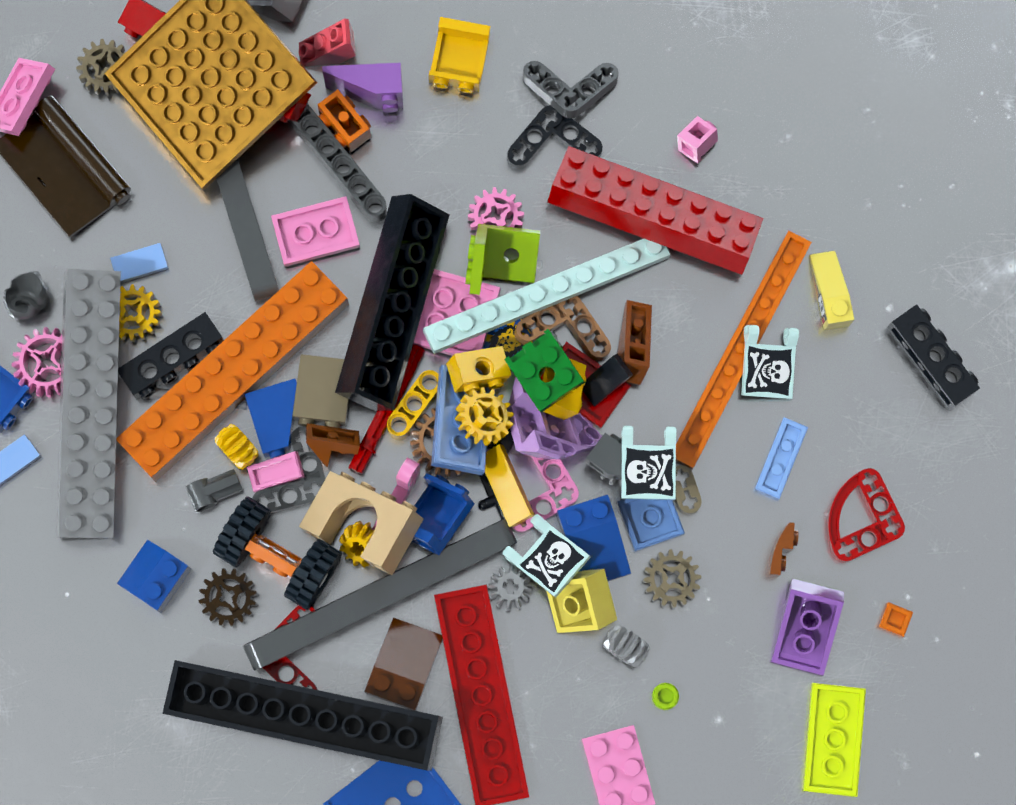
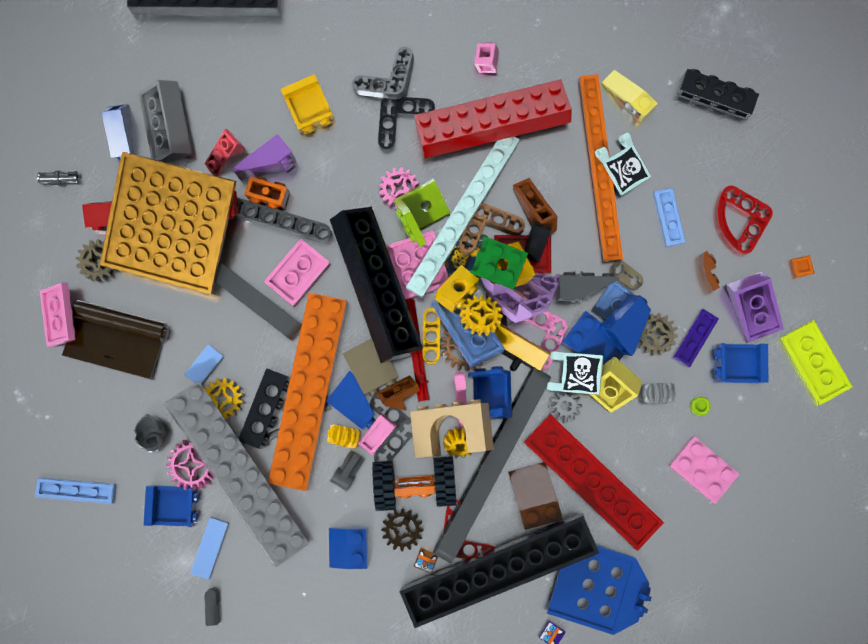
camera: 25 degrees left, 5 degrees up
(229, 651) = (426, 560): none -> tile
(644, 542) = (627, 324): none -> blue slope
(648, 469) = (602, 279): flag -> none
(714, 615) = (695, 338): none -> dark purple tile
(746, 680) = (741, 363): none -> blue panel

